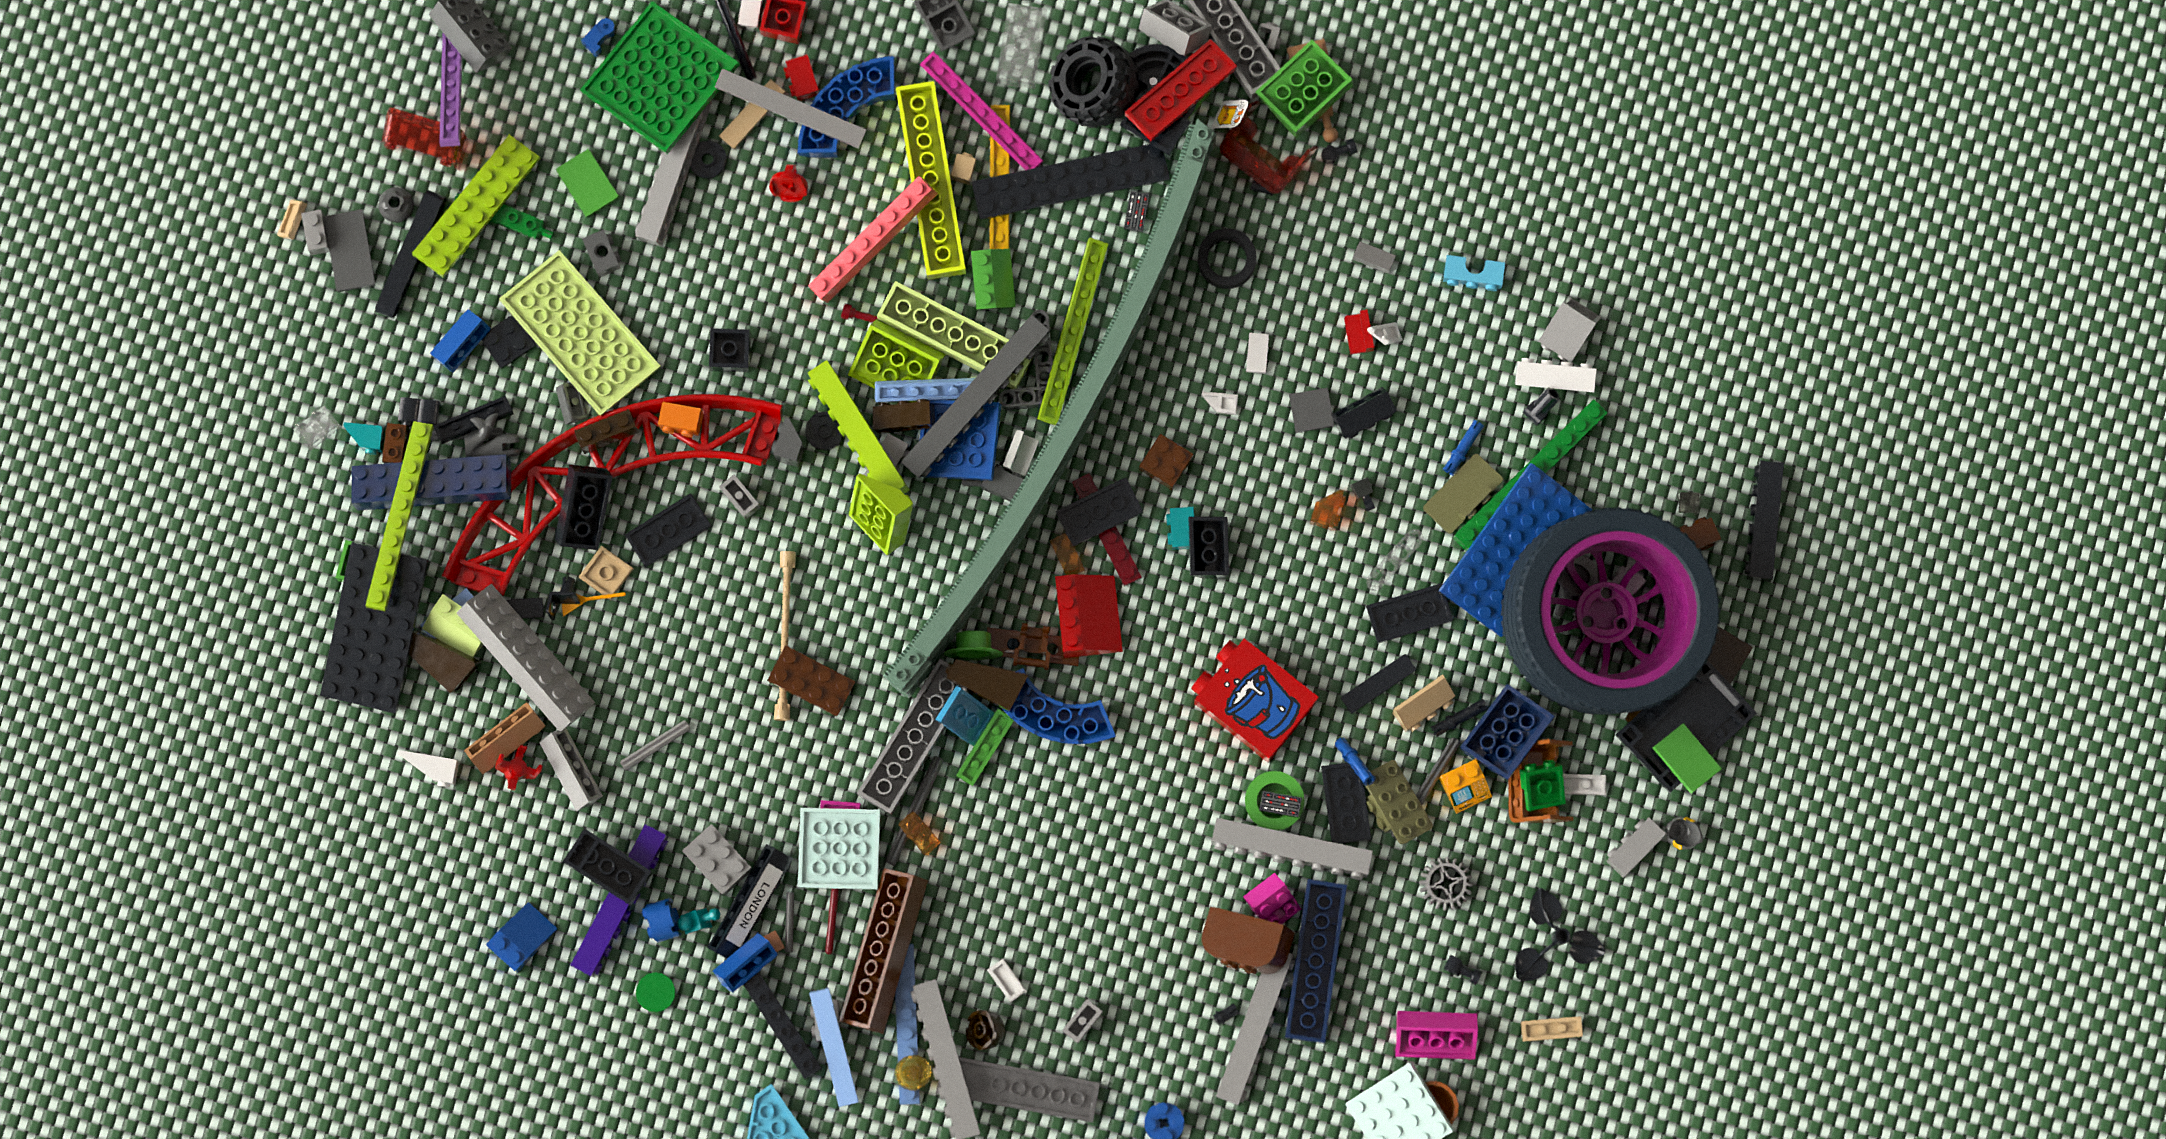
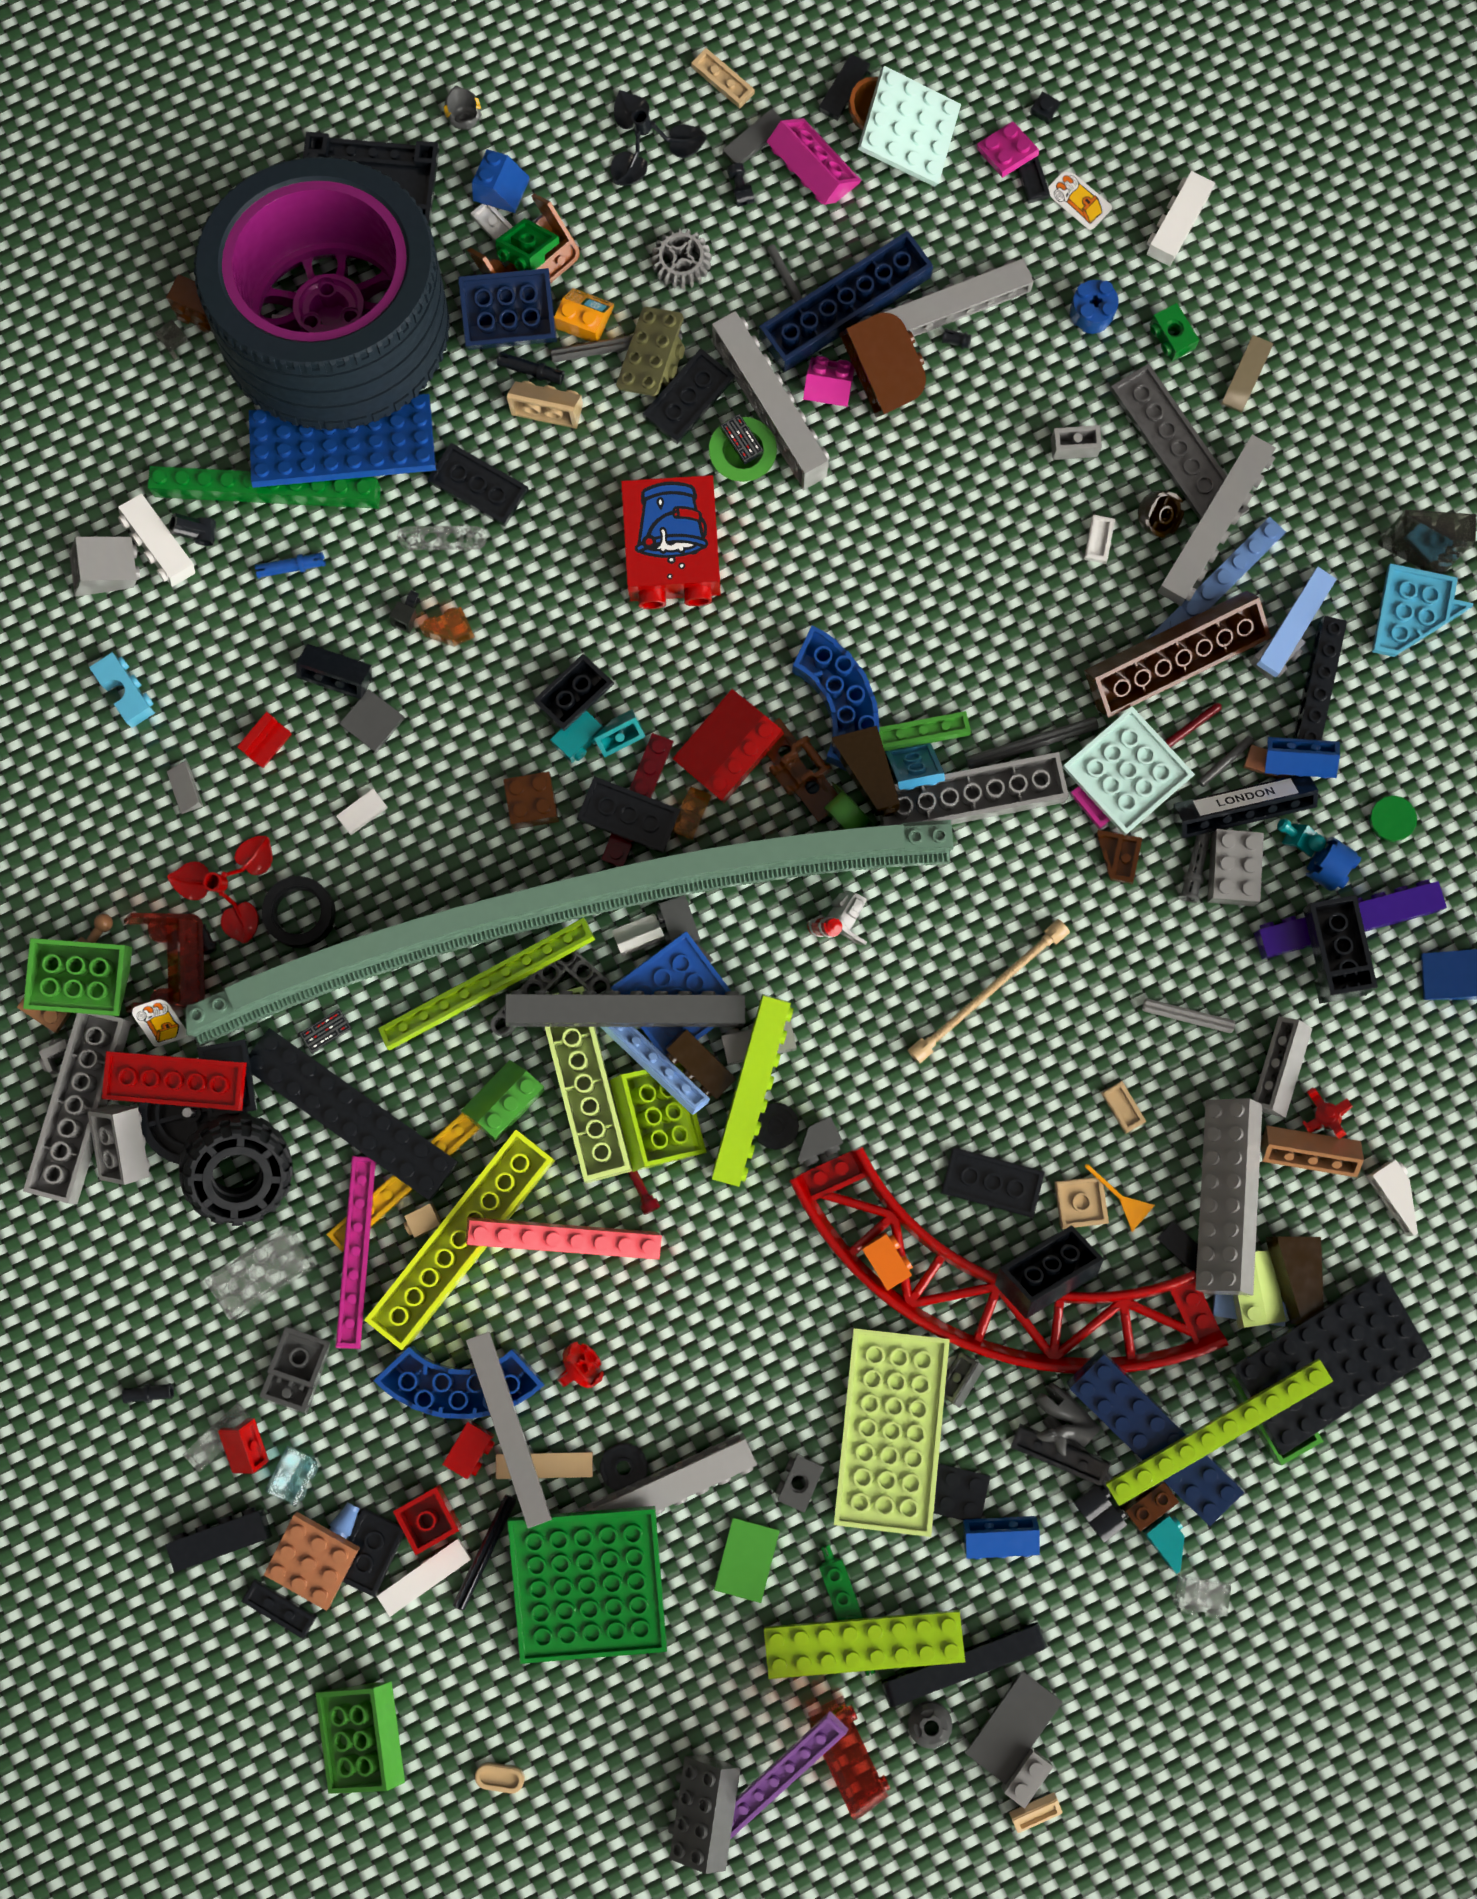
camera: 135 degrees left, 0 degrees up
(565, 596) = (1137, 1218): black bracket -> none
(597, 35) = (598, 1684): blue leg -> none
(606, 431) = (960, 1318): dark brown brick -> none
(638, 652) = (1123, 1107): none -> tan tile
(730, 350) = (782, 1276): black brick -> none
(736, 829) = (1191, 878): none -> dark grey pin
(739, 497) = (906, 1143): light grey brick -> none
(792, 796) = (1120, 855): none -> reddish brown wing
(811, 681) = (1007, 931): reddish brown plate -> none
(881, 512) = (806, 998): lime slope -> none
(912, 1072) = (1253, 540): clear yellow piece -> none
(913, 583) = (840, 919): none -> light grey piece
(919, 832) = (1048, 718): clear orange slope -> none
(1157, 554) = (619, 733): none -> teal slope
(1222, 402) = (434, 803): white tile -> none
(1307, 210) = (194, 880): none -> red plant
(1331, 153) = (120, 906): black leg -> none
(1350, 756) = (645, 423): blue pin -> none
(1374, 944) = (788, 280): none -> dark grey bar
(1378, 683) = (562, 459): black tile -> none
(1386, 333) = (244, 714): white tile -> none
(1463, 494) = (331, 528): olive bracket -> none
(1472, 1106) = (840, 91): none -> black tile
(1489, 1011) = (752, 138): none -> dark grey tile
(1607, 811) = (499, 182): none -> blue slope
(1635, 846) = (510, 137): light grey brick -> none
(1687, 758) = (398, 149): bright green tile -> none
(1765, 521) = (132, 267): black brick -> none

